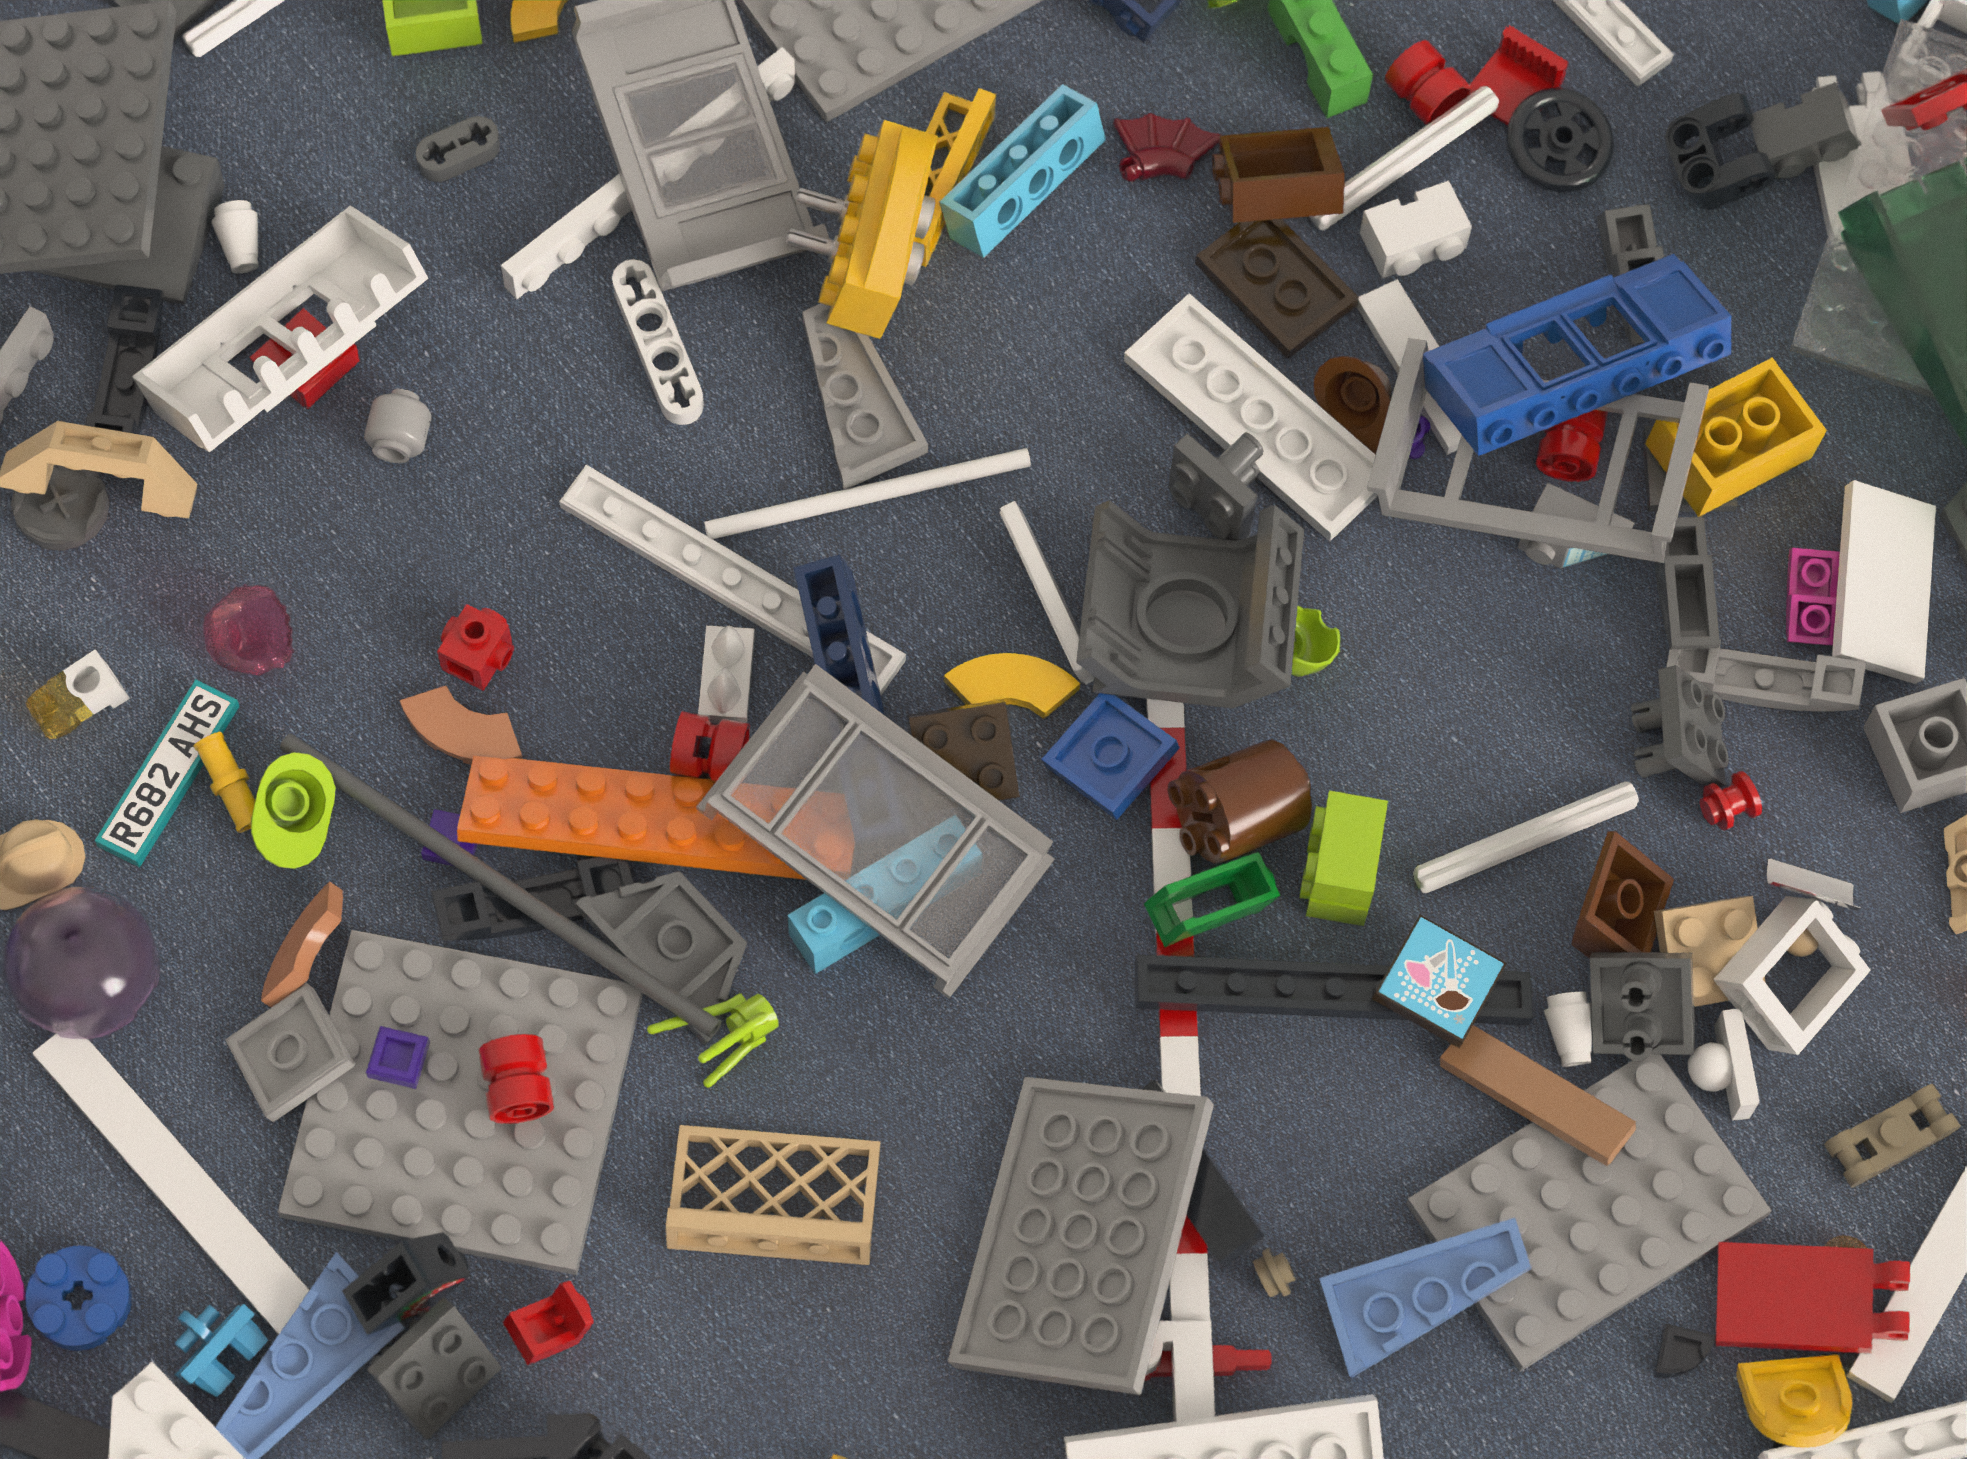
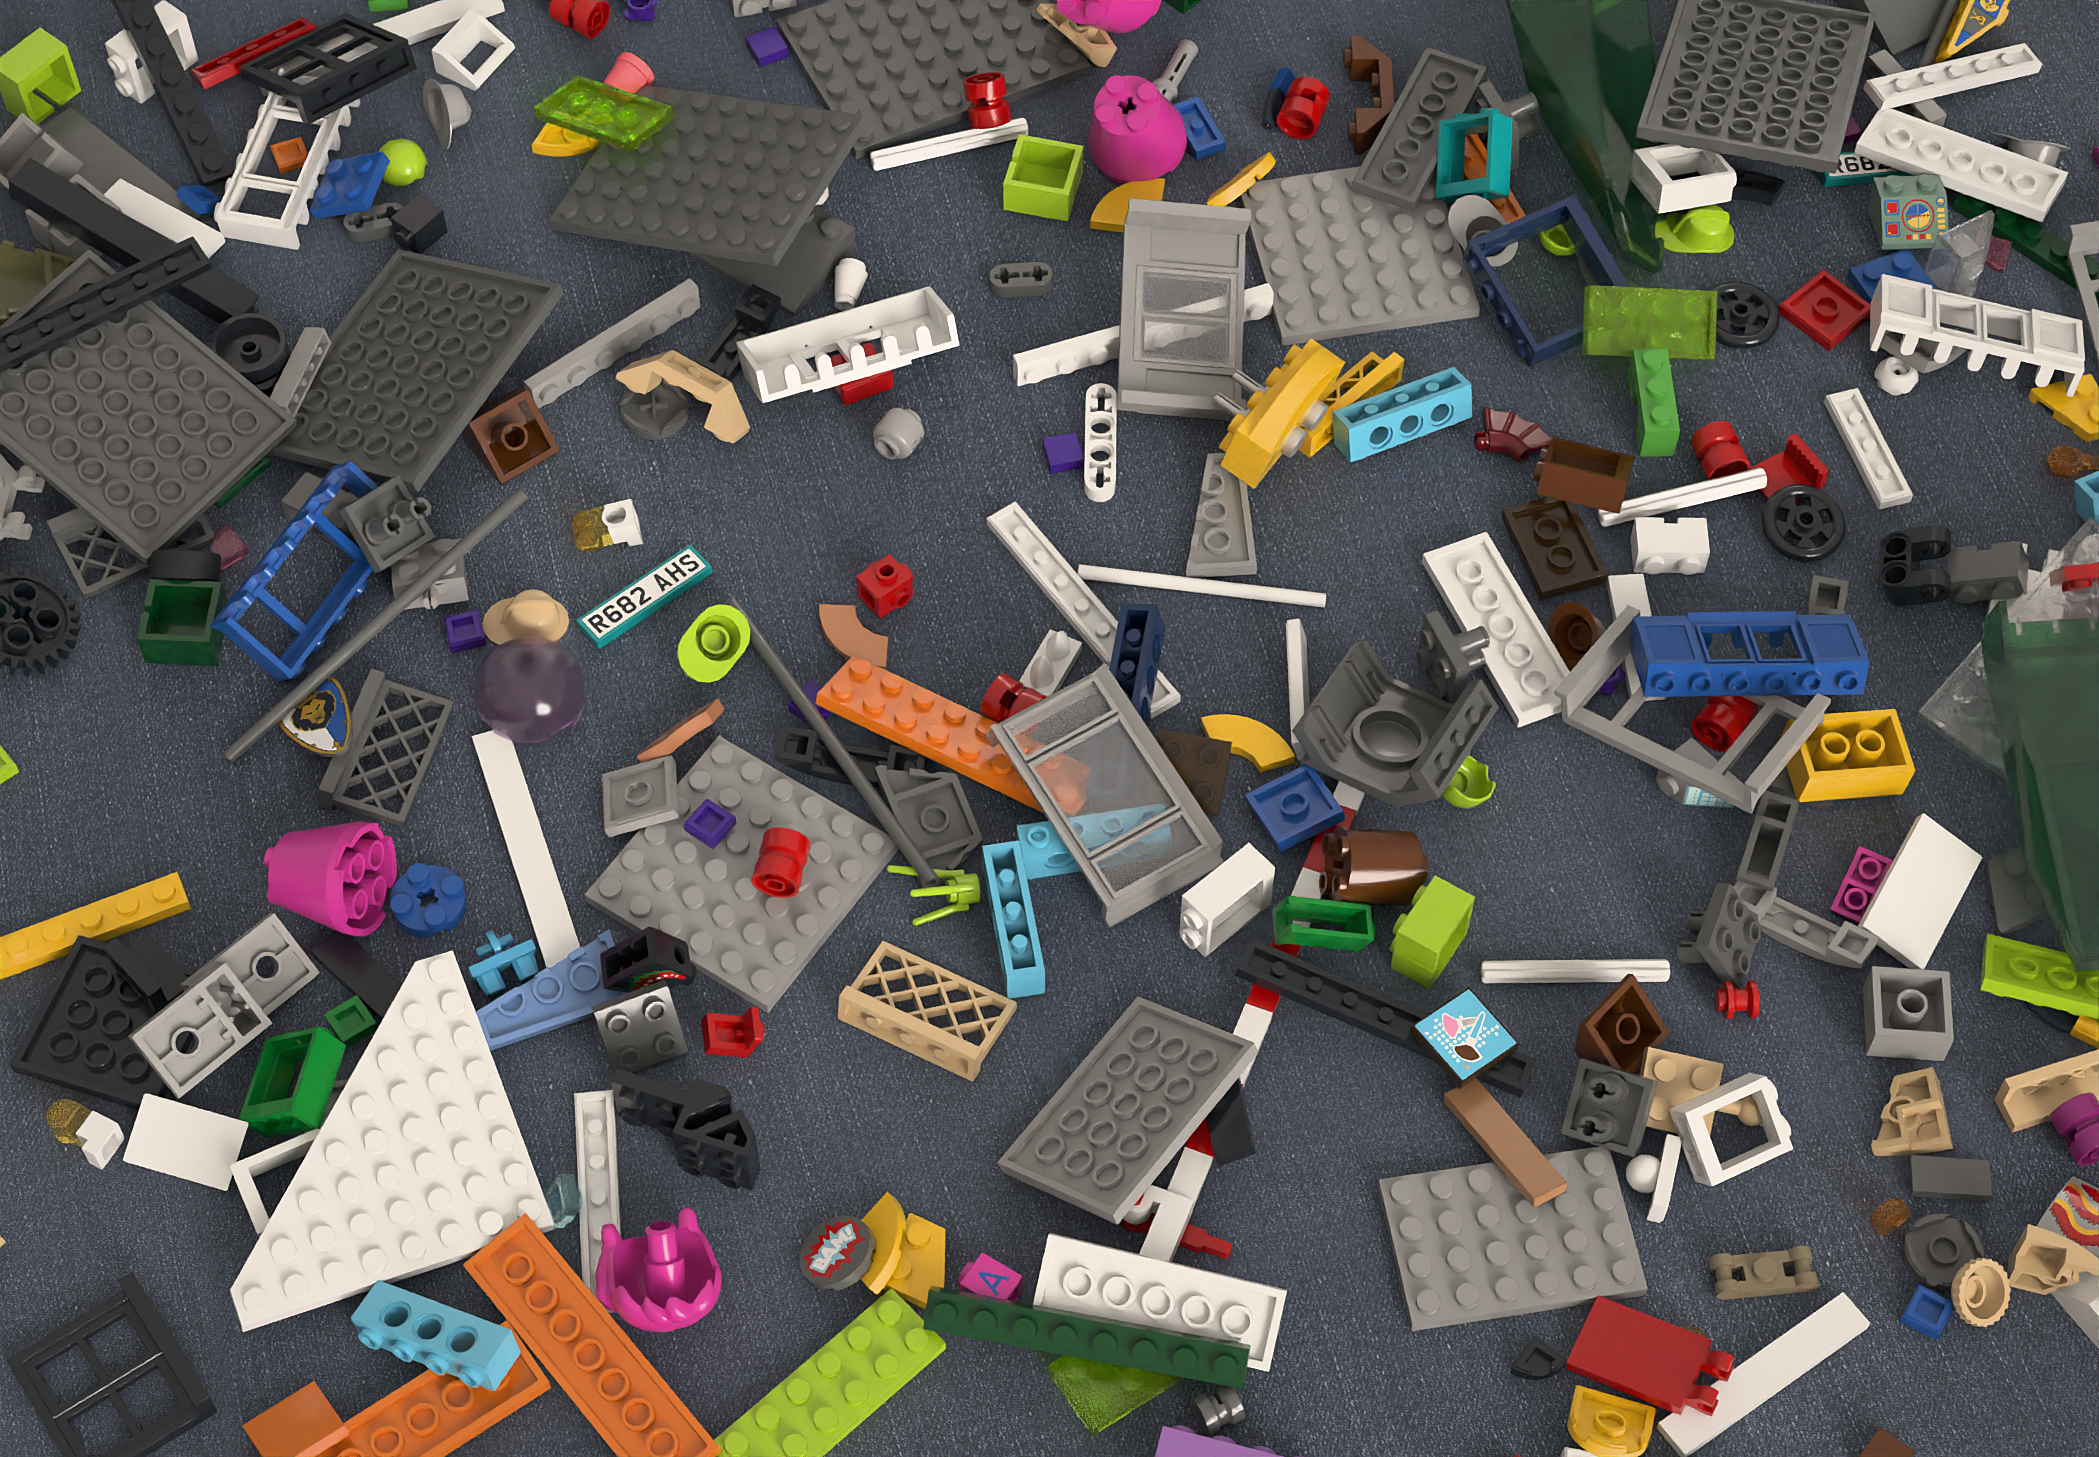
camera: 25 degrees right, 10 degrees down
(227, 779) = (681, 611): yellow pin -> none
(249, 631) = (738, 524): clear pink hair -> none
(616, 373) = (1063, 452): none -> dark purple tile
(833, 1037) = (1013, 919): none -> medium azure brick
(1083, 913) = (1226, 900): none -> white window
(1274, 1273) = (1258, 1192): dark tan plate -> none
(1412, 1292) = (1354, 1241): medium blue wing -> none
(1571, 1027) = (1550, 1108): white cone -> none
(1810, 884) = (1772, 1073): white sticker -> none

